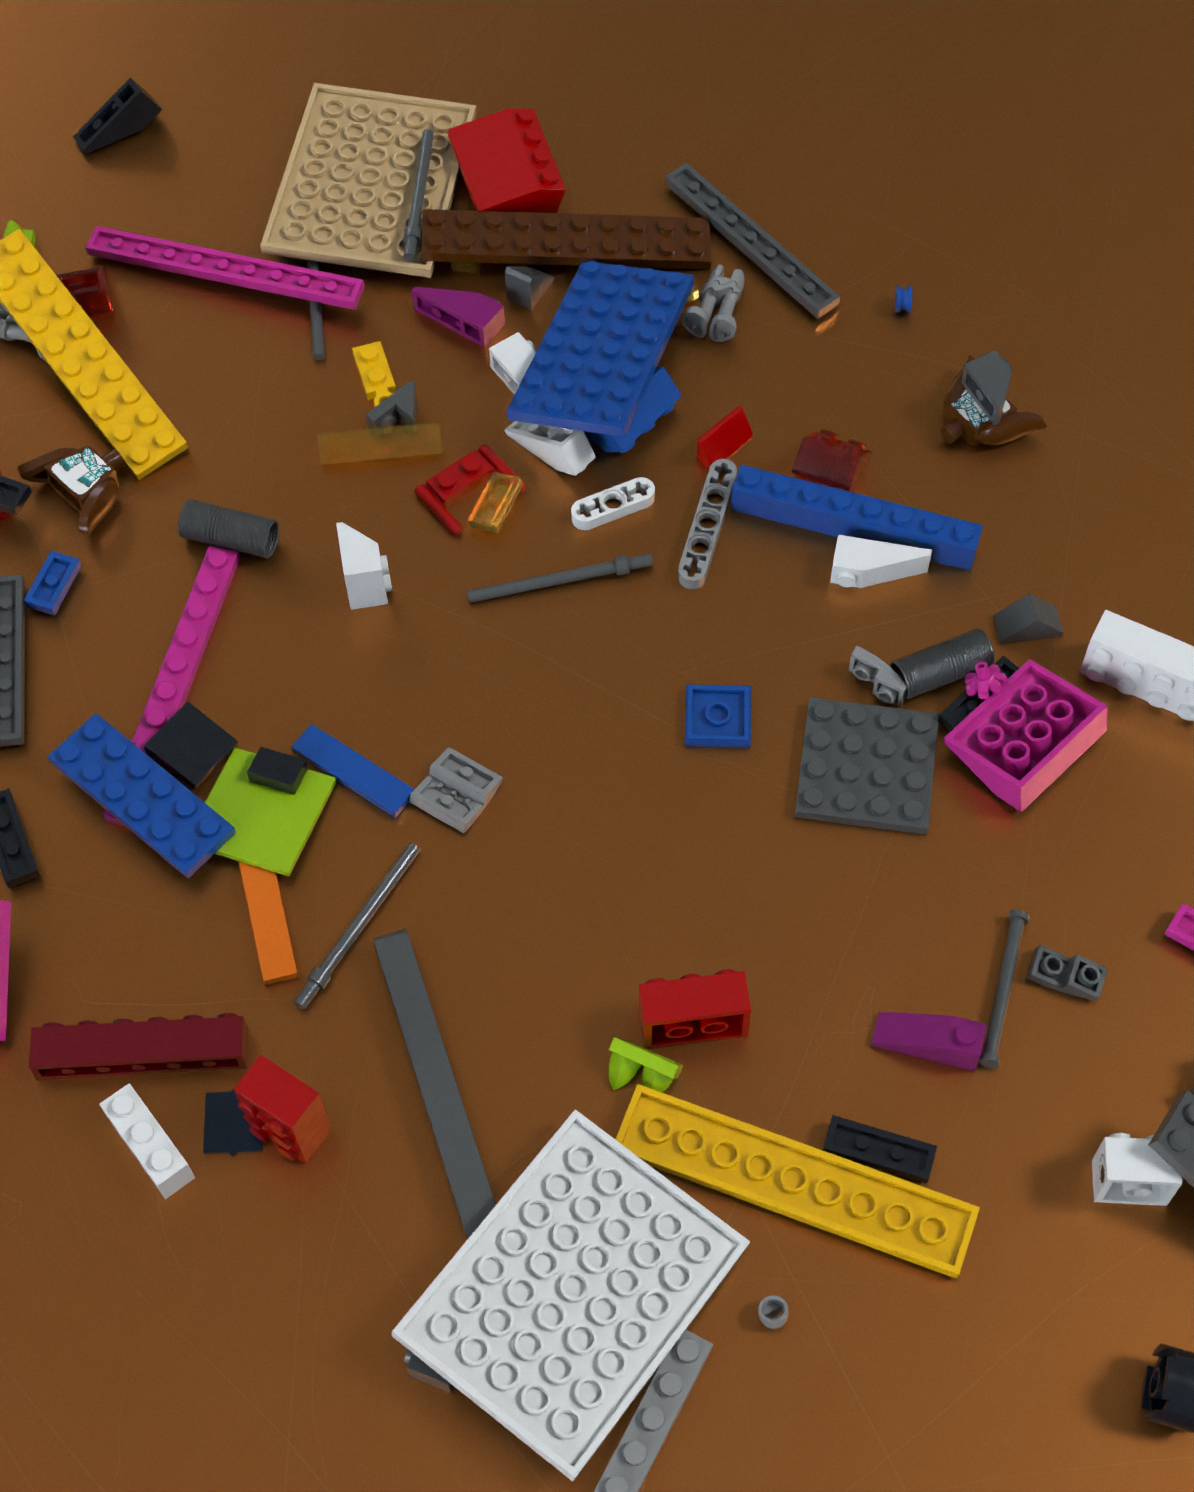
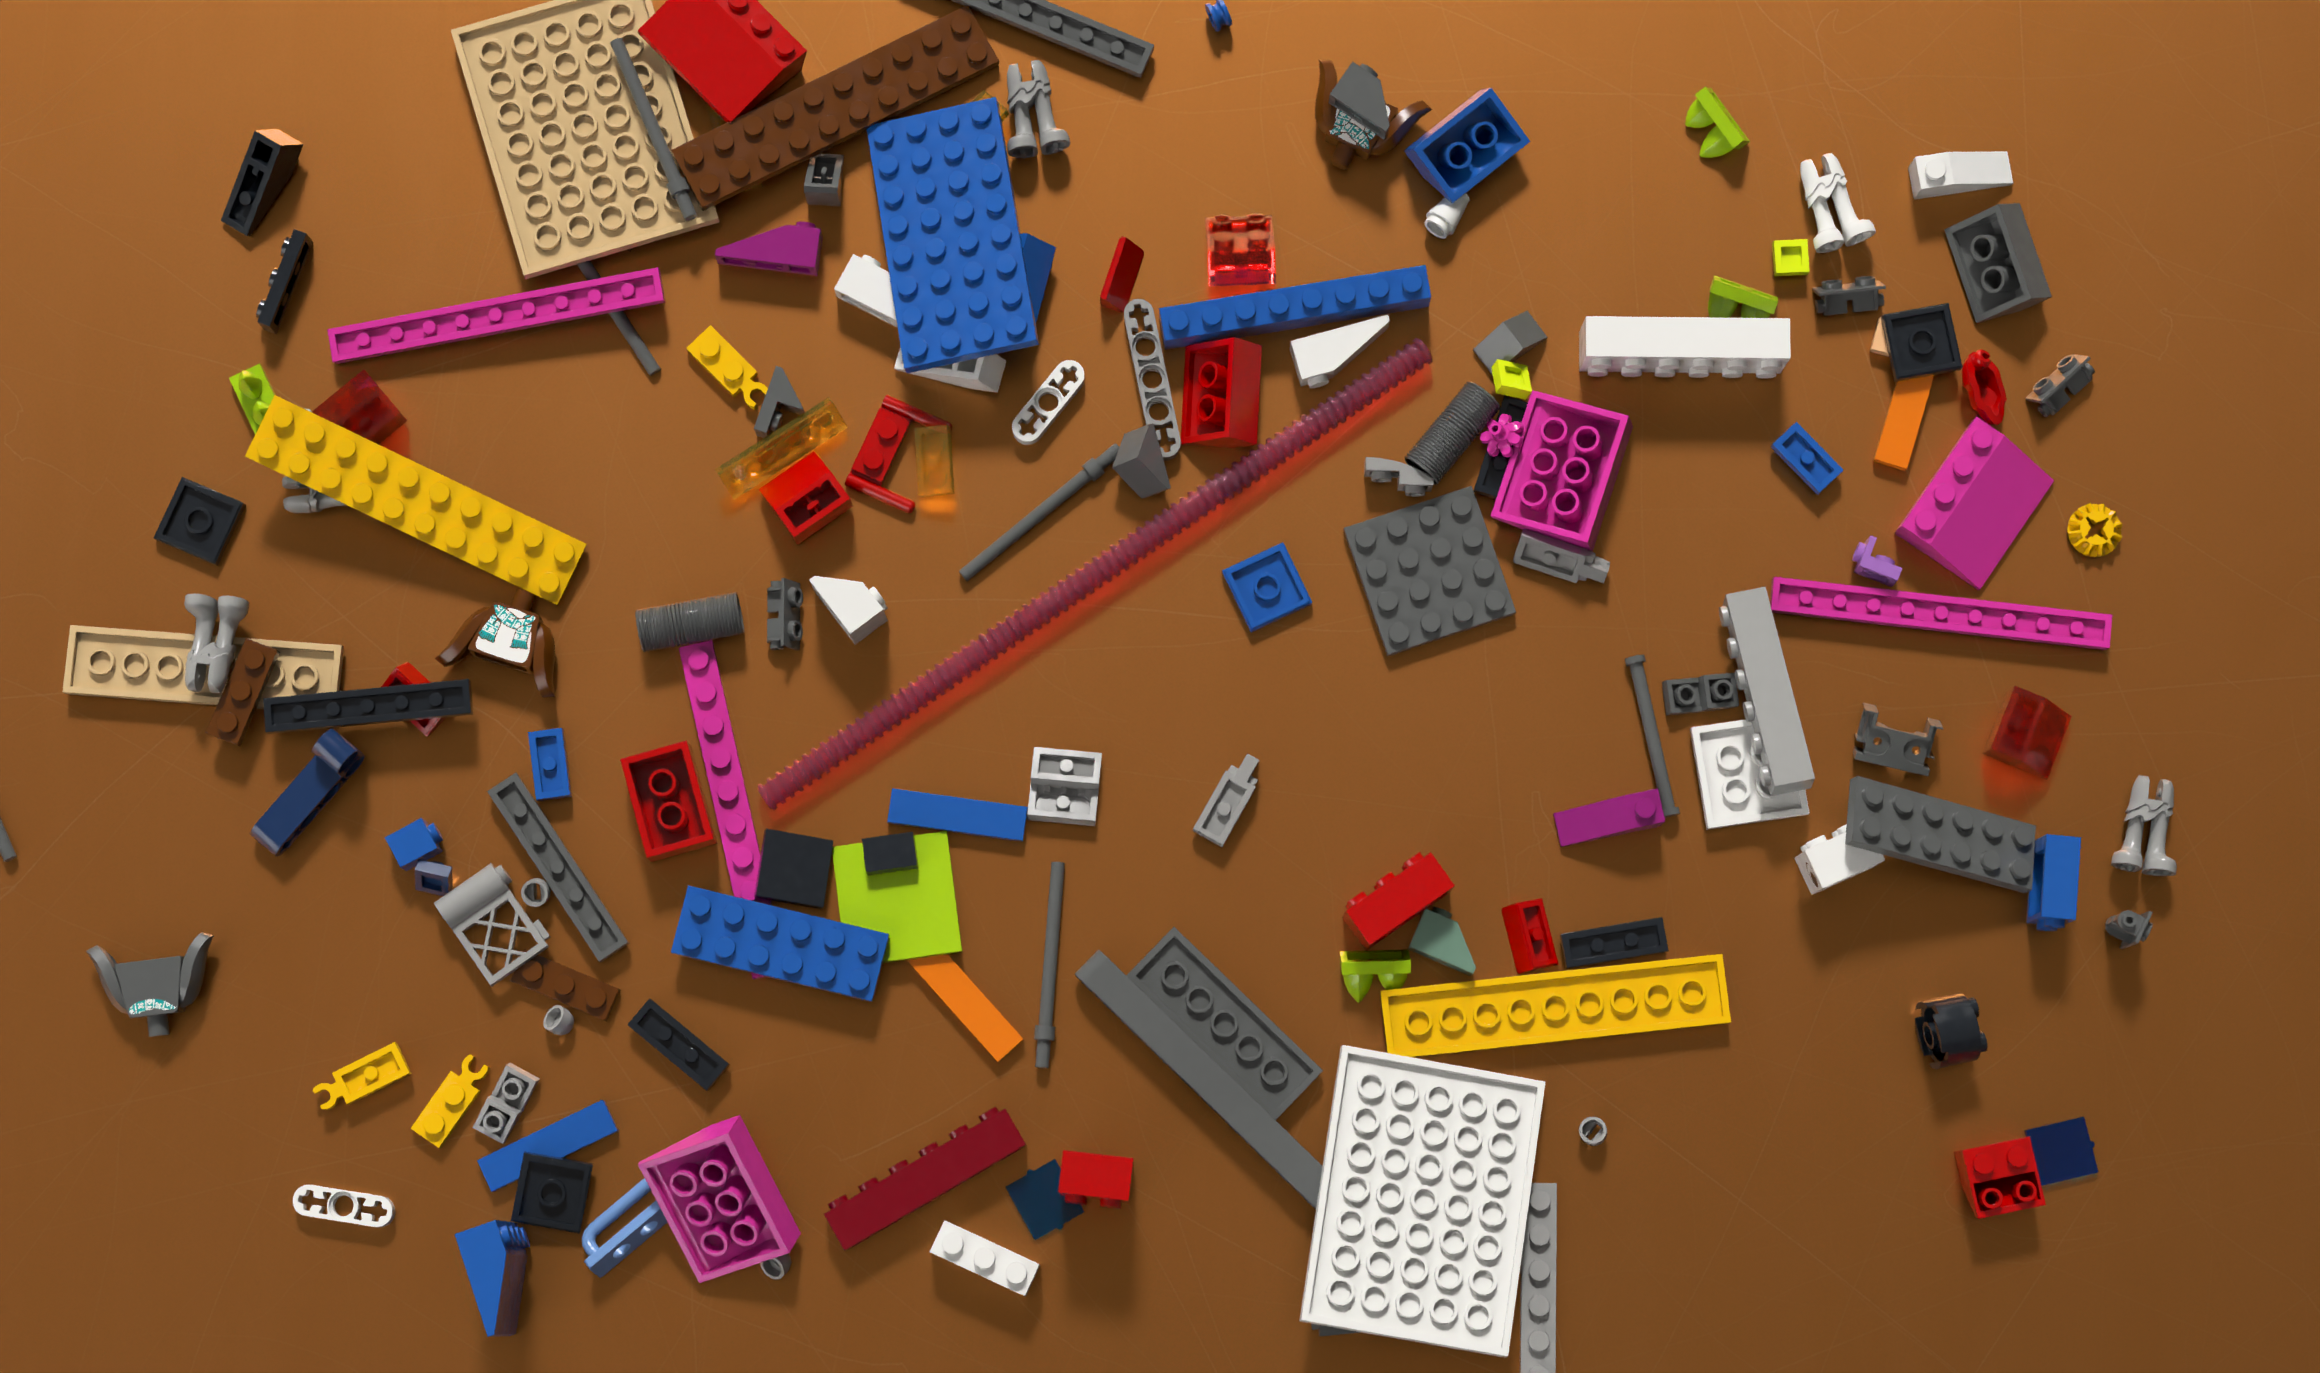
camera: 30 degrees left, 20 degrees up
(88, 186) = (283, 281): none -> black plate
(123, 646) = (668, 801): none -> red brick
(311, 558) = (786, 599): none -> dark grey hinge
(377, 486) = (806, 497): none -> red slope
(481, 1048) = (1224, 1023): none -> dark grey plate
(578, 639) = (1097, 572): none -> clear pink piece
(589, 864) = (1227, 802): none -> light grey hinge
(663, 575) = (1141, 462): none -> dark grey slope
(715, 1067) = (1442, 941): none -> sand green slope
(760, 554) = (1221, 393): none -> red slope
(803, 1106) = (1529, 936): none -> red slope
(988, 802) = (1559, 558): none -> light grey hinge
(1015, 645) = (1511, 379): none -> neon yellow plate
(1019, 507) = (1445, 216): none -> white cone
(1063, 458) = (1467, 145): none -> blue slope
(1083, 1059) = (1732, 781): none -> white plate
(1132, 993) = (1767, 692): none -> light grey brick

